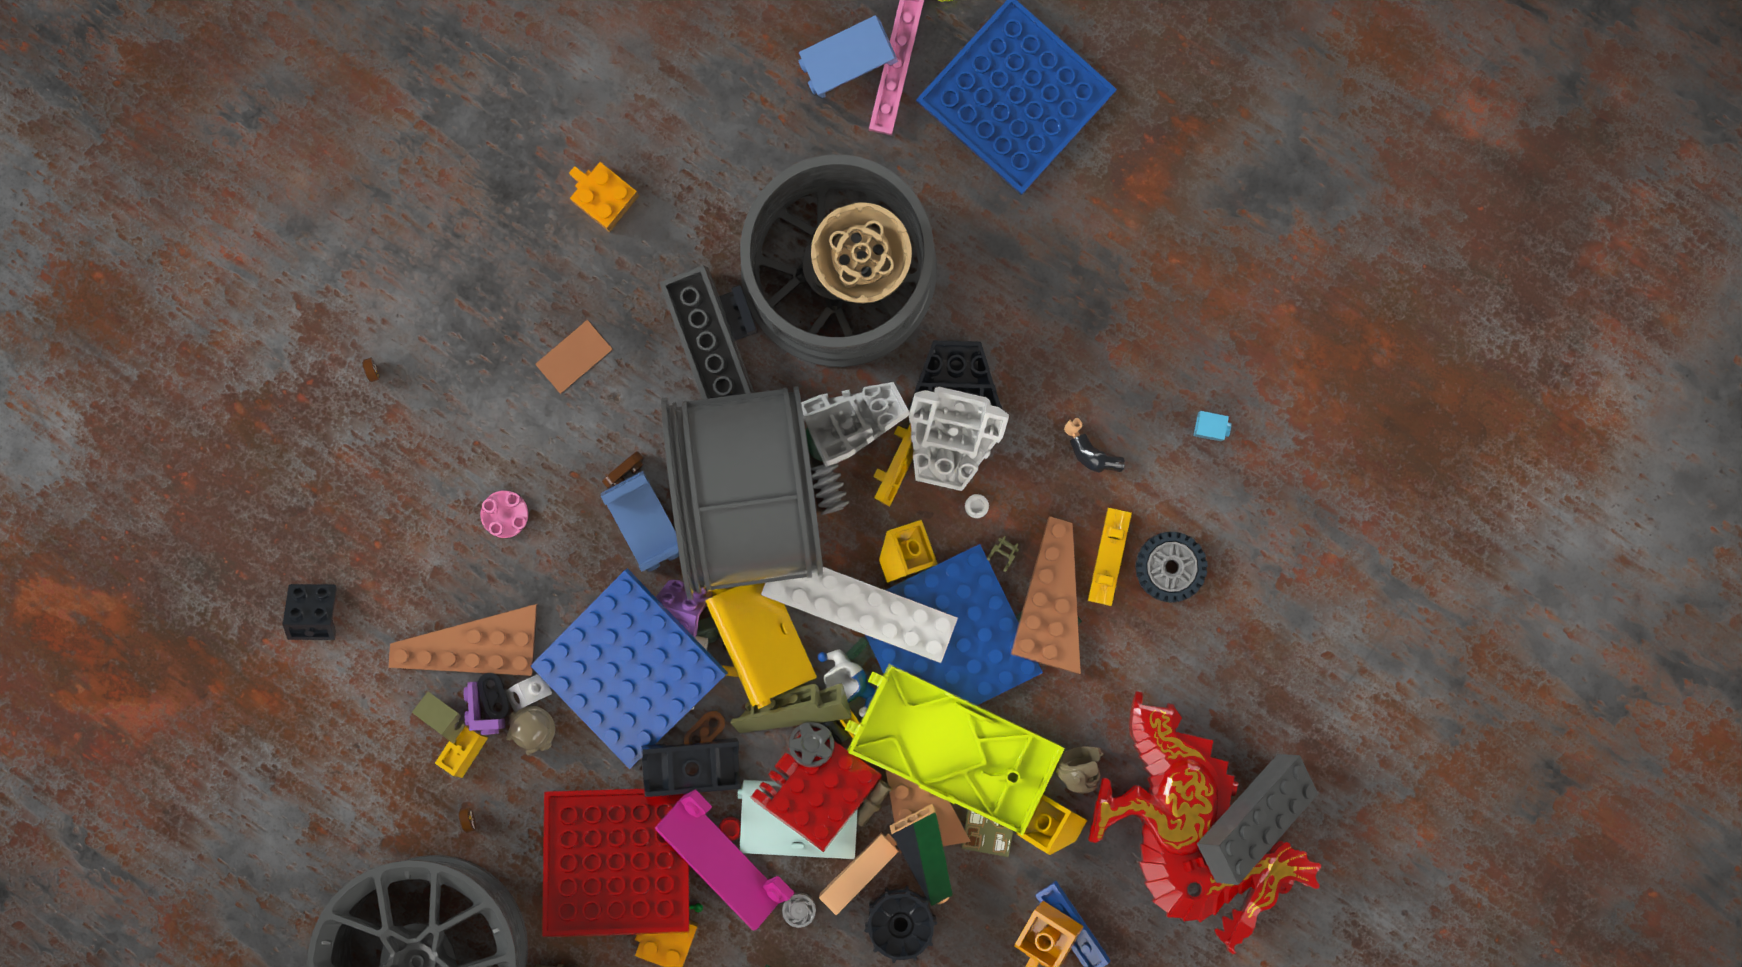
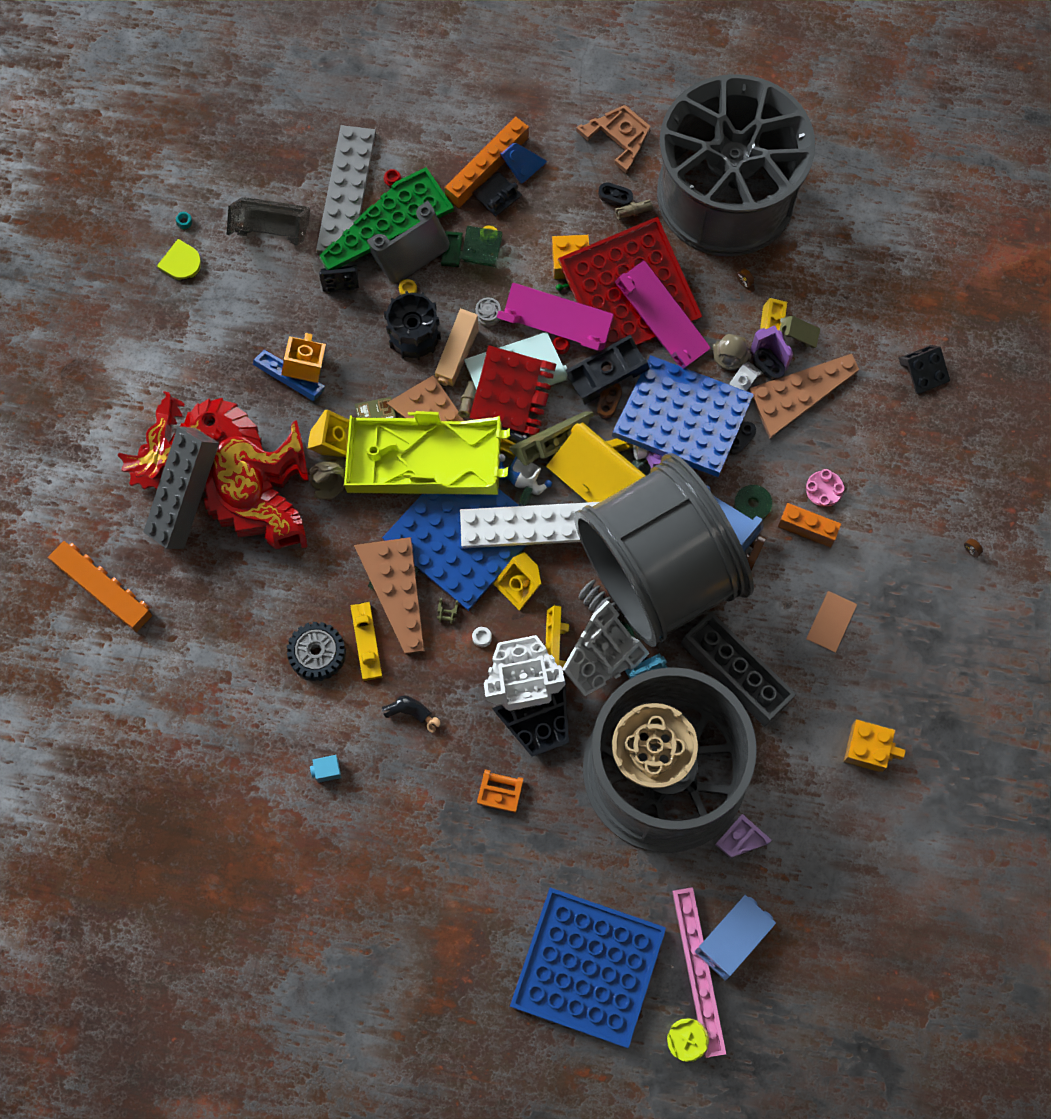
camera: 155 degrees right, 15 degrees down
(545, 475) = (809, 525): none -> orange brick
(567, 615) = (743, 437): none -> black plate
(581, 529) = (757, 493): none -> clear green tile
(593, 809) = (662, 314): none -> dark pink bracket
(787, 154) = (741, 838): none -> lavender wing
(810, 386) = (652, 663): none -> medium azure hinge
(811, 744) = (529, 417): dark grey wheel -> none
(922, 848) = (416, 378): slope -> none
(1034, 314) = (499, 797): none -> orange plate
(1389, 750) = (100, 586): none -> orange brick

